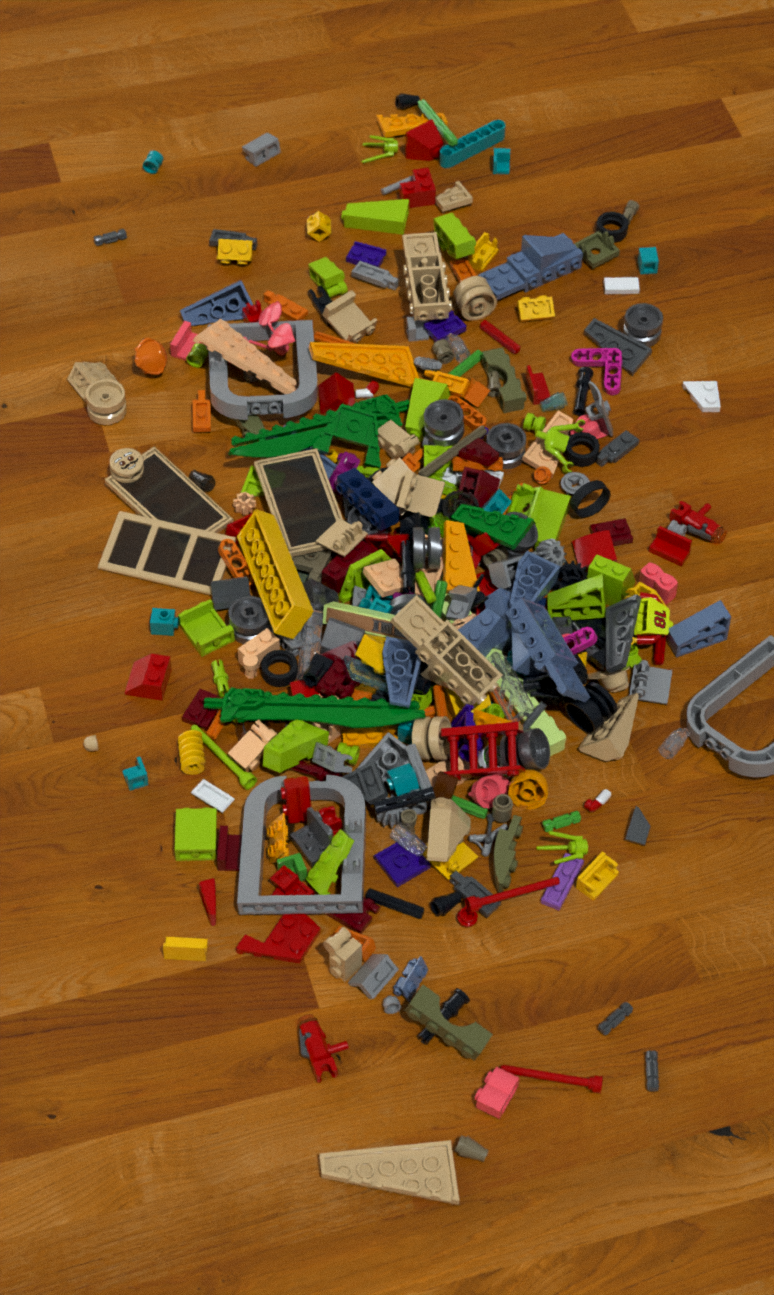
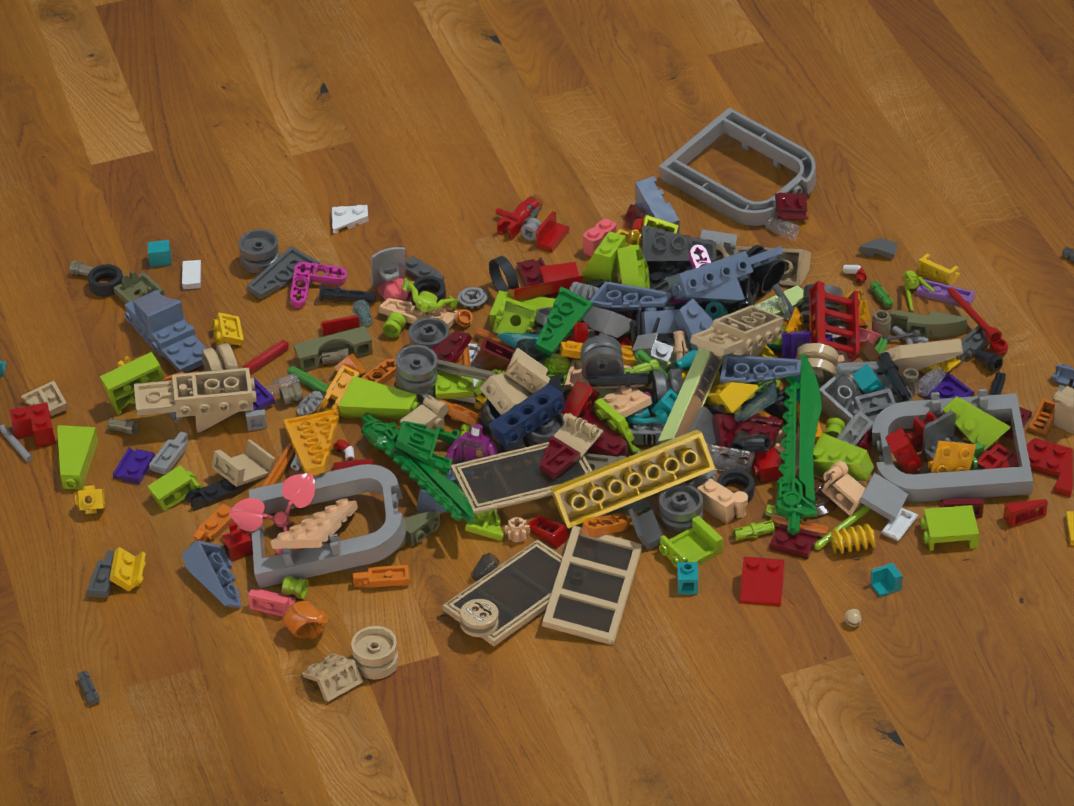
camera: 90 degrees left, 10 degrees down
(238, 777) = (883, 497): none -> light grey tile
(311, 521) = (558, 457): none -> dark red wing
(571, 529) = (543, 288): none -> red slope
(678, 615) = (632, 214): none -> clear red slope
(697, 744) = (791, 206): none -> dark red plate

